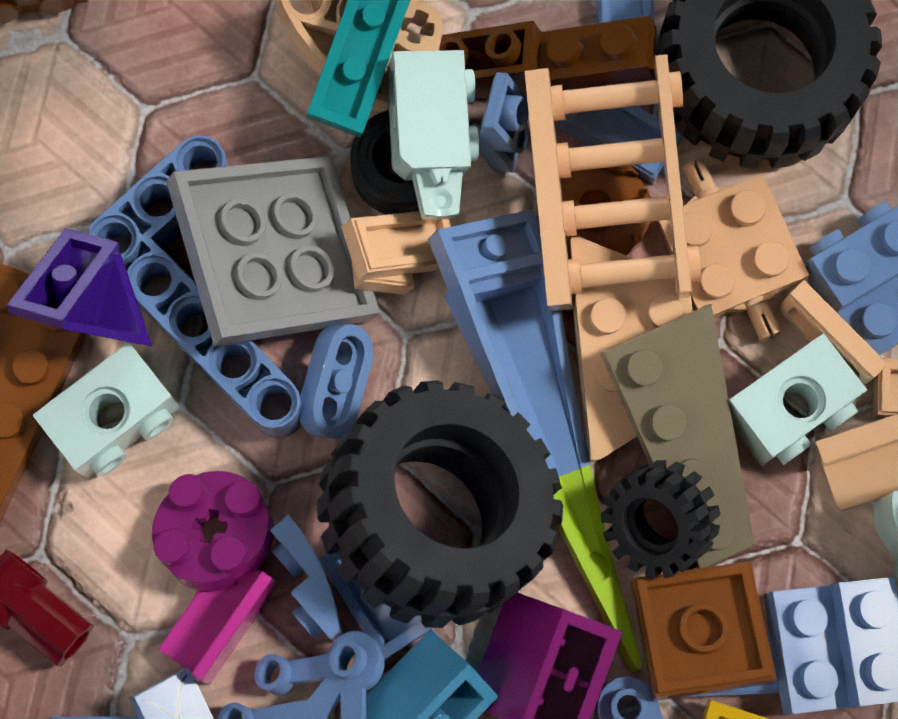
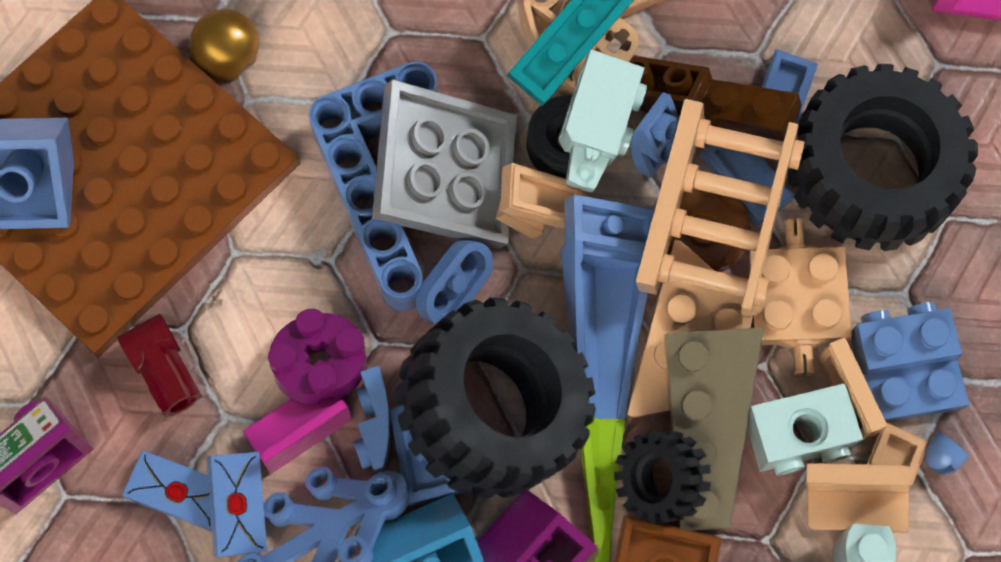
camera: 20 degrees right, 5 degrees down
(74, 413) = (251, 232): light aqua brick -> none
(82, 290) = (292, 141): dark purple slope -> none

